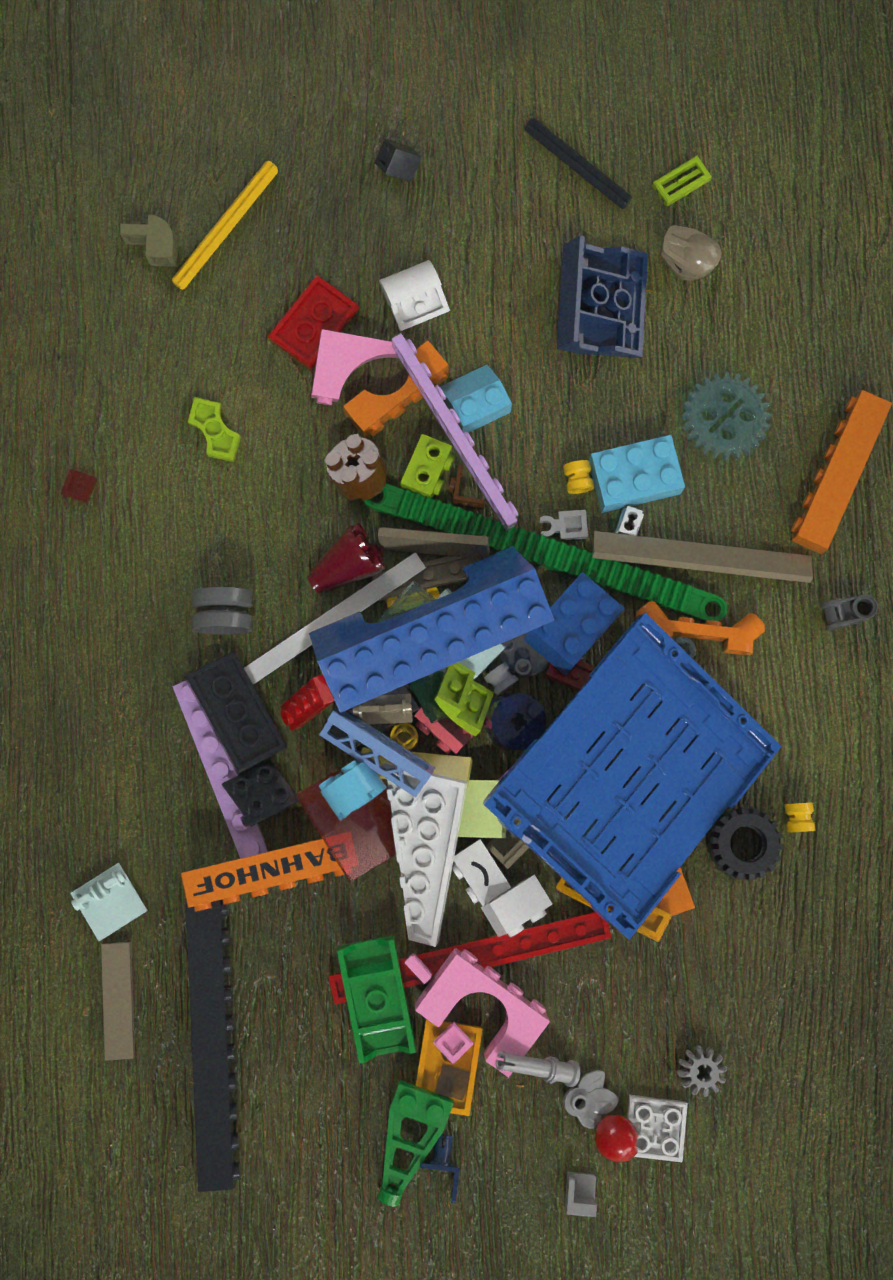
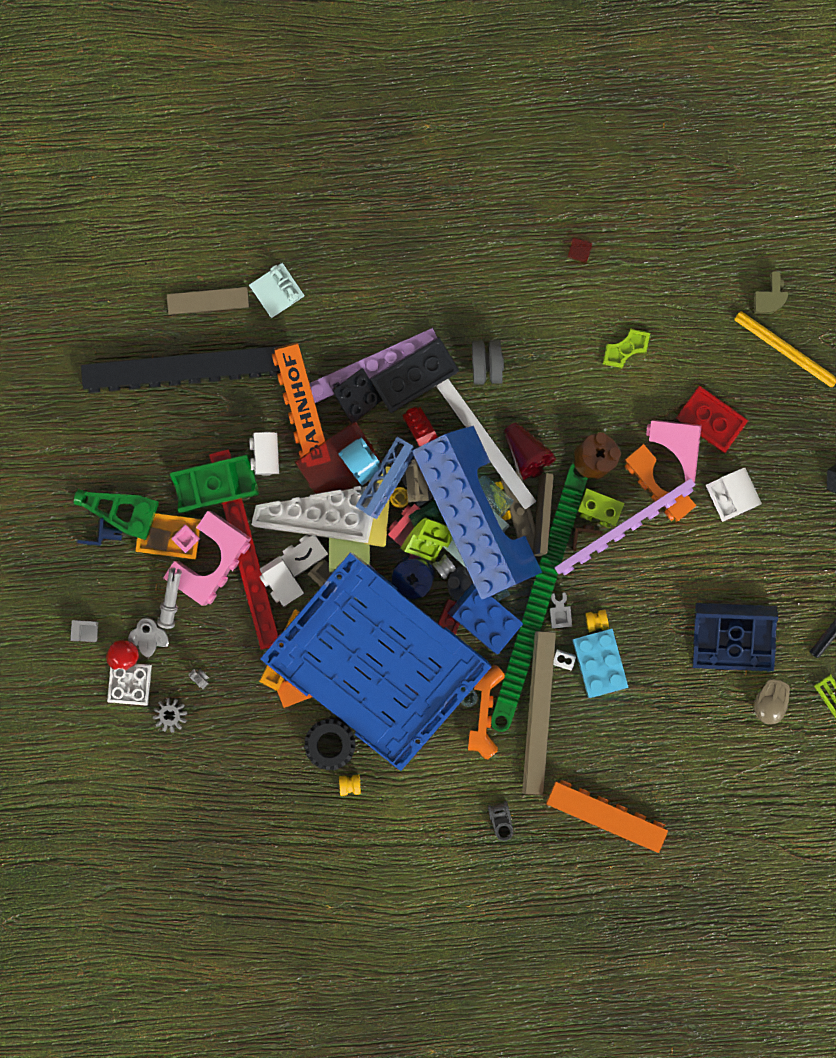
camera: 90 degrees right, 5 degrees up
(336, 924) = (265, 453): none -> white brick
(418, 968) = (236, 512): bright pink tile -> none
(477, 398) = (655, 542): medium azure slope -> none
(651, 1027) = (199, 678): none -> light grey plate
(743, 432) = (659, 717): clear light blue gear -> none

